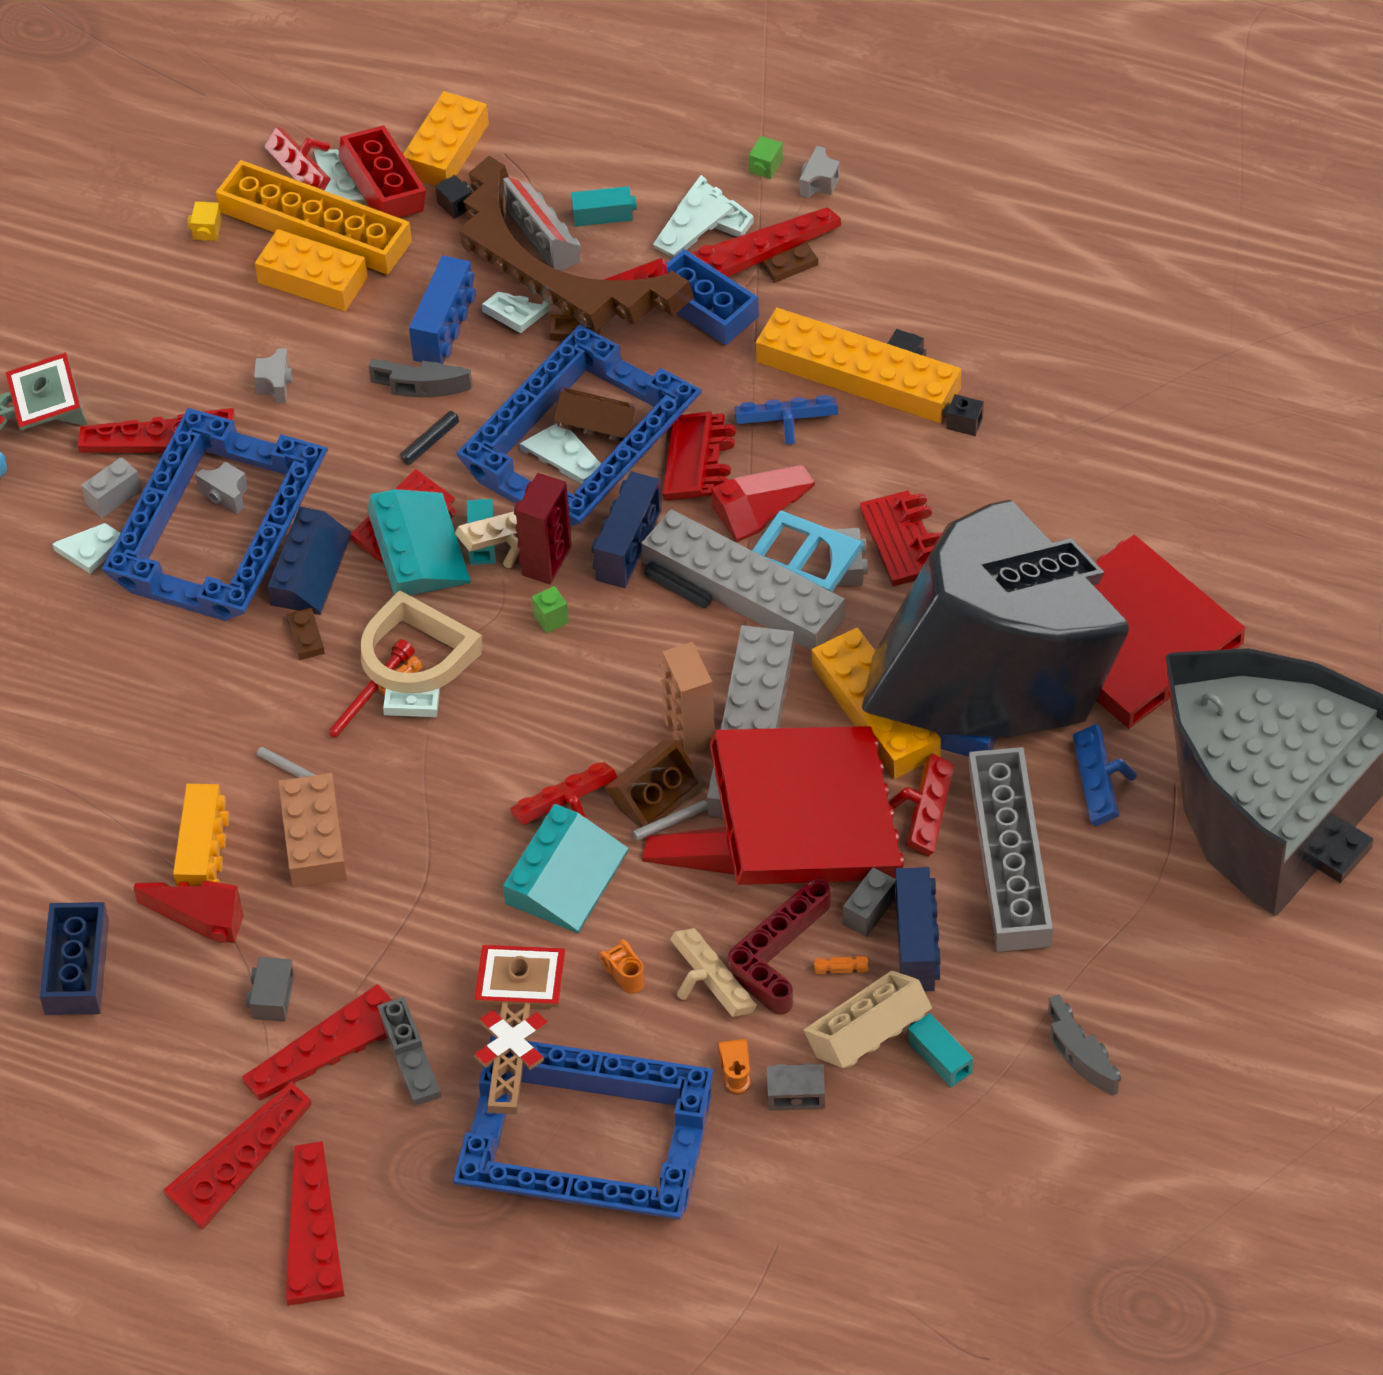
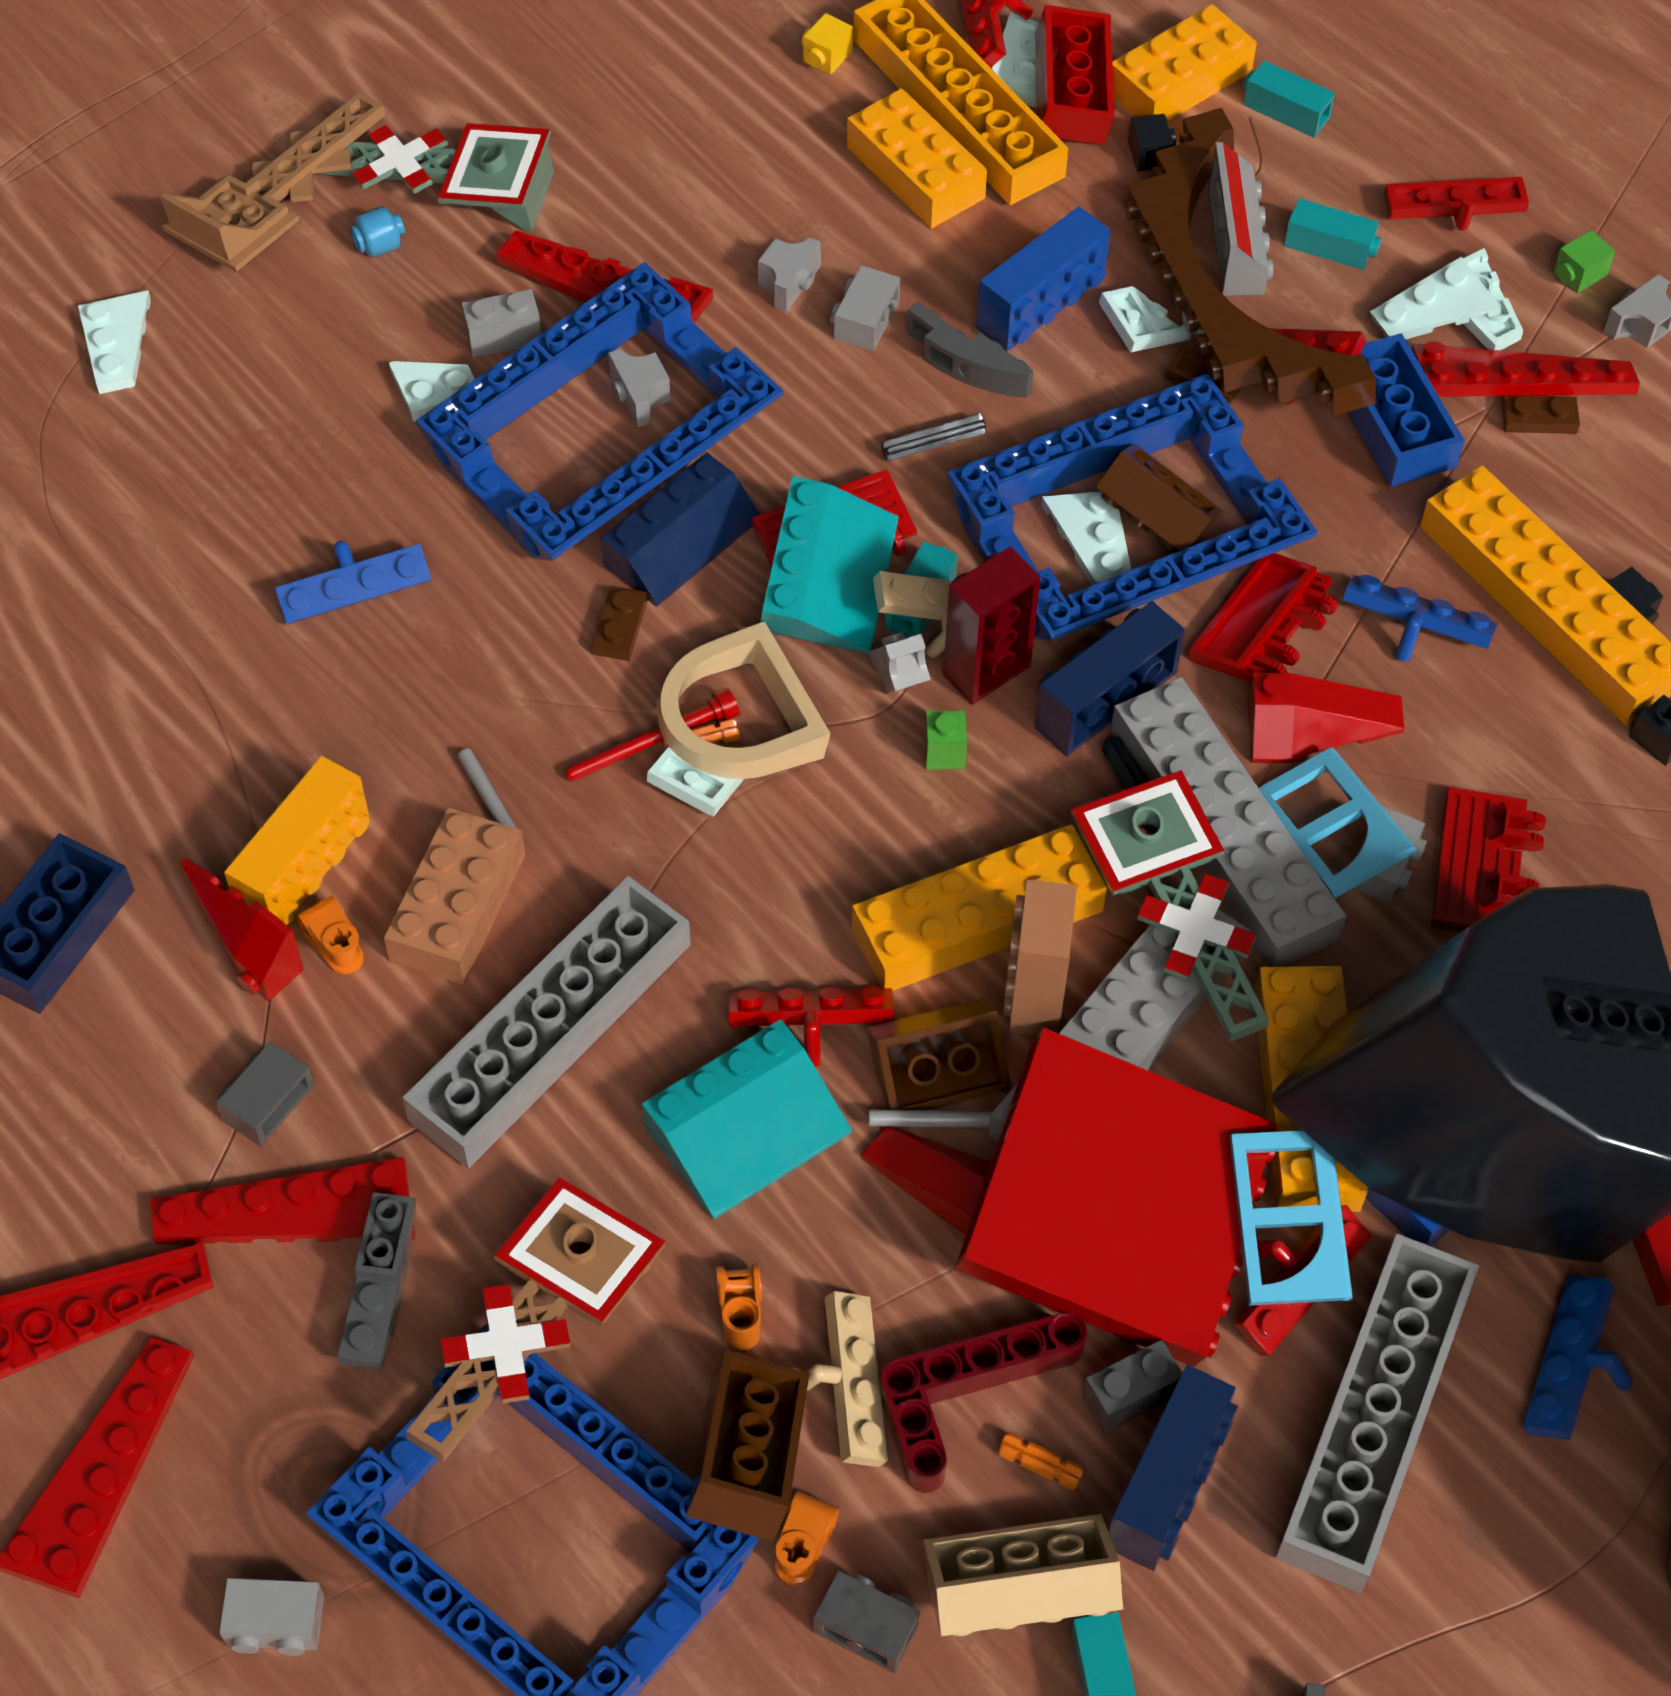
camera: 25 degrees right, 5 degrees up
(121, 684) = (352, 582): none -> blue plate
(253, 886) = (332, 936): none -> orange piece
(339, 377) = (866, 307): none -> light grey brick
(415, 870) = (547, 1022): none -> light grey brick
(464, 1245) = (272, 1616): none -> light grey brick
(496, 576) = (901, 661): none -> light grey brick
(524, 131) = (1288, 98): none -> teal brick
(619, 698) = (968, 908): none -> light orange brick
(665, 151) = (1456, 199): none -> red plate
(680, 1025) = (748, 1445): none -> reddish brown brick
(729, 599) = (1182, 843): none -> piece
(942, 791) = (1328, 1272): none -> medium azure window

